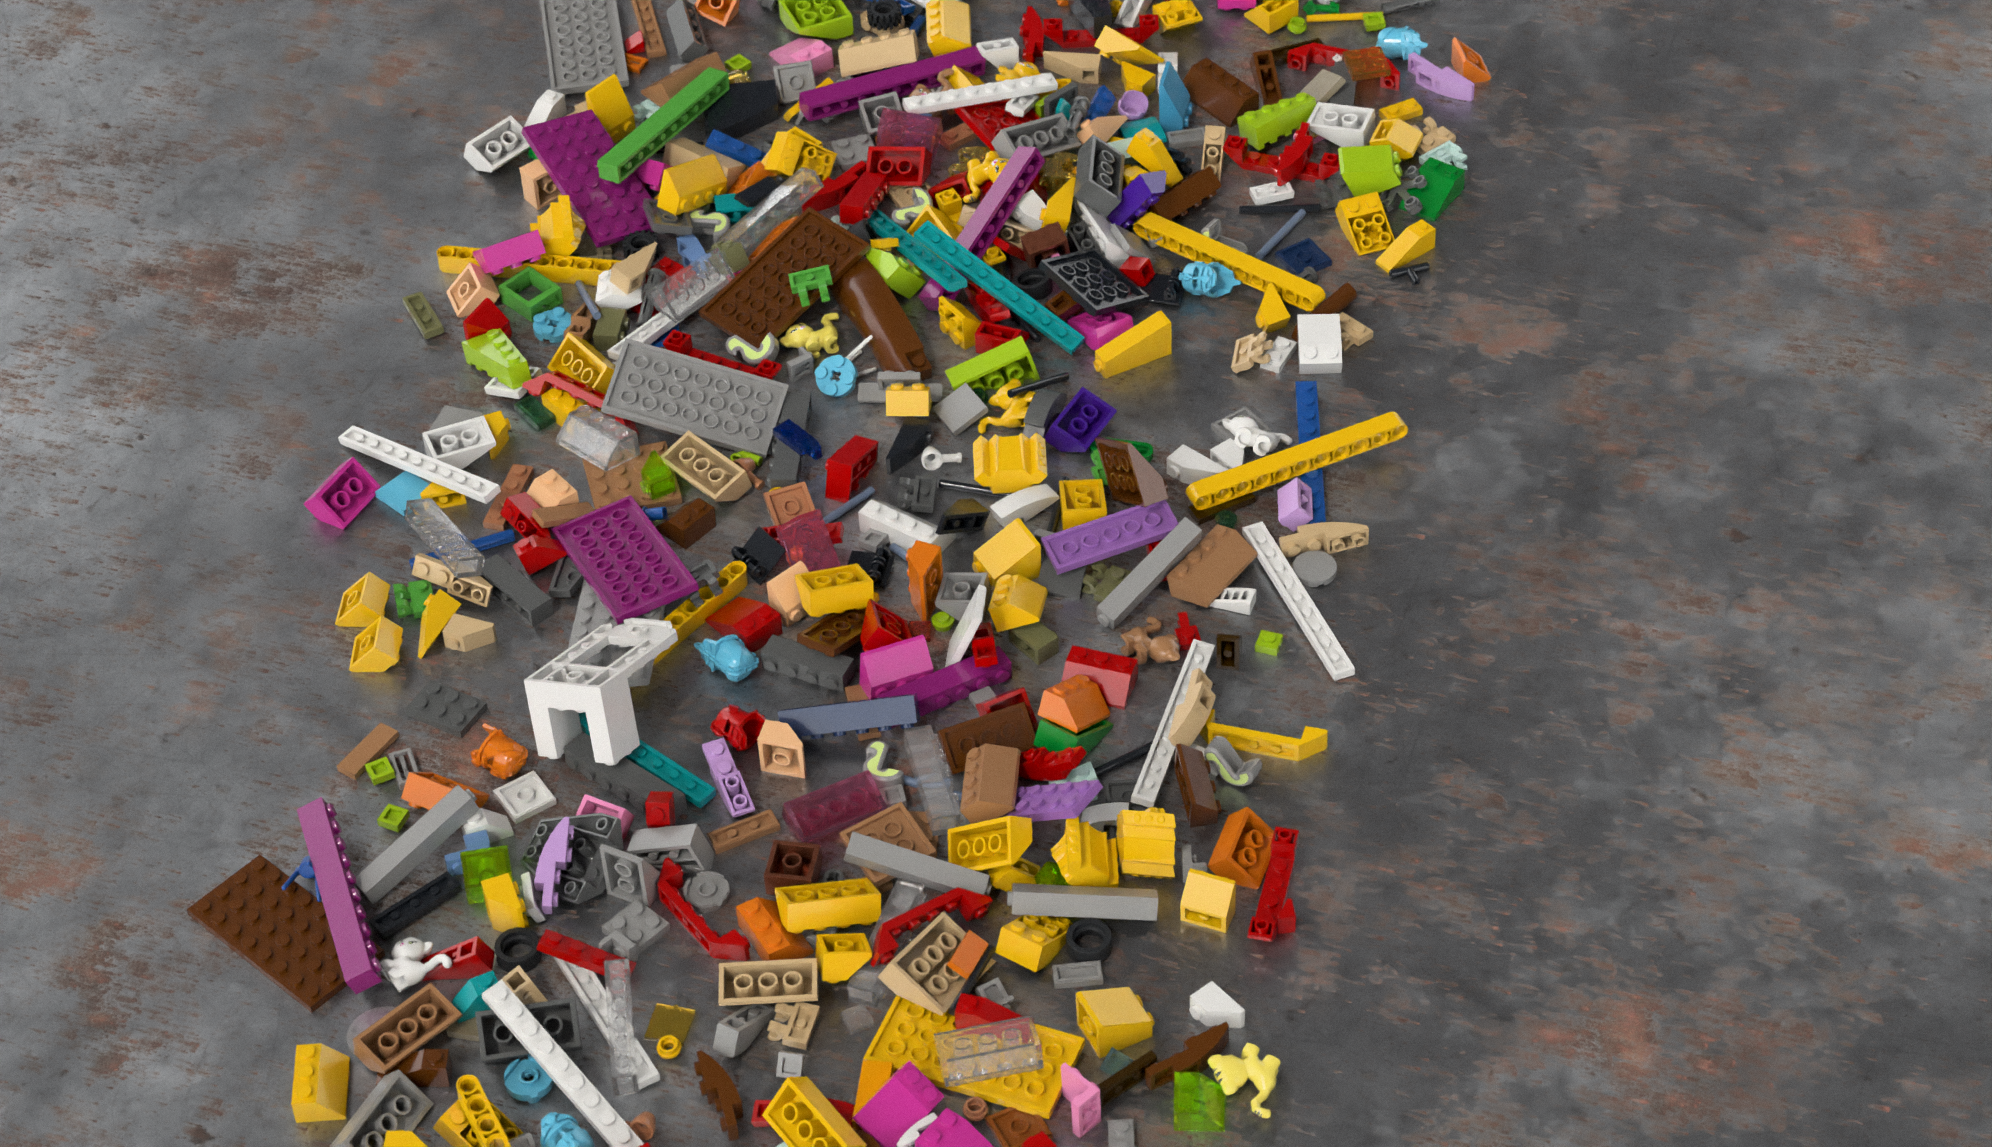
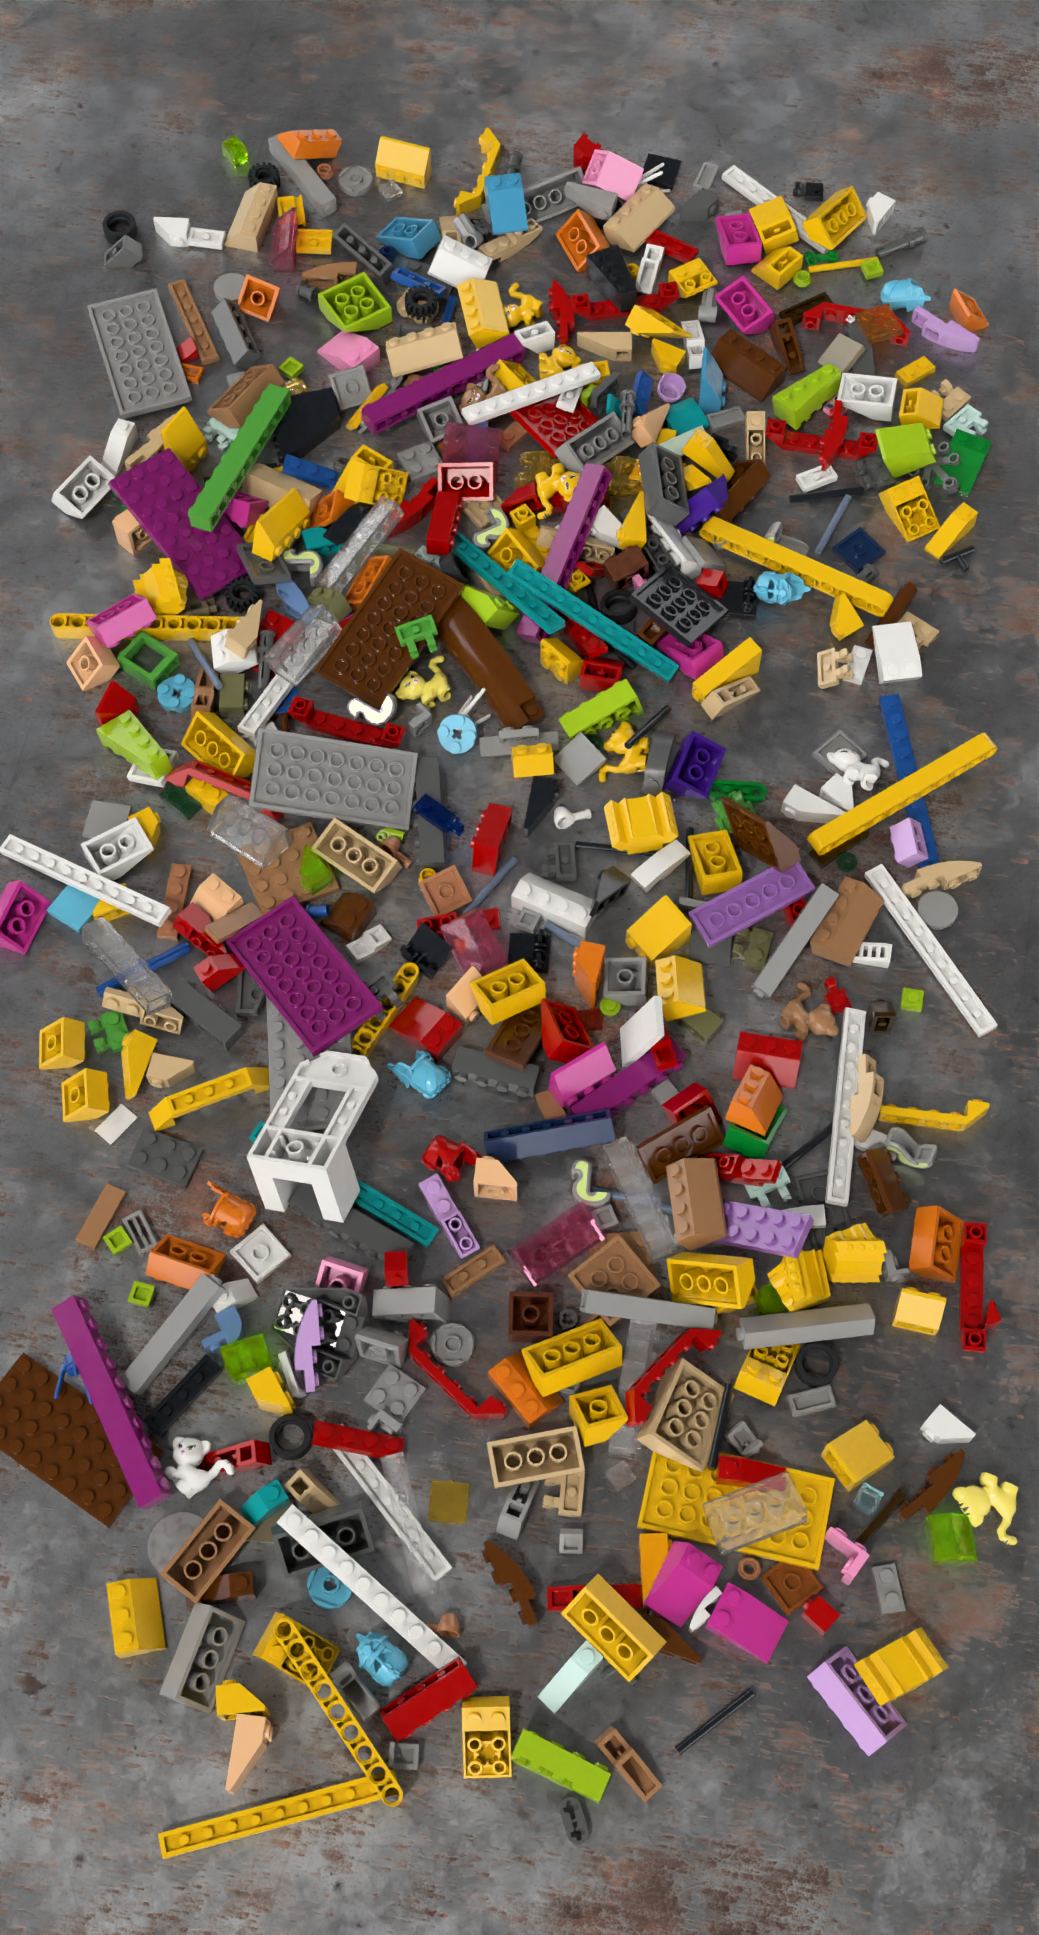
camera: 10 degrees left, 20 degrees up
(402, 677) = (115, 1124): none -> white sticker
(423, 315) = (50, 694): olive plate -> none
(499, 650) = (208, 1093): none -> yellow slope
(666, 1042) = (446, 1532): yellow plate -> none
(705, 547) = (366, 946): none -> white slope
(884, 244) = (475, 577): yellow plate -> none
(967, 954) = (712, 1400): orange tile -> none
(998, 30) = (529, 307): none -> yellow animal
(1129, 369) = (729, 696): none -> tan slope
(1190, 42) = (708, 307): none -> light grey piece
(1227, 42) = (745, 307): none -> dark pink slope

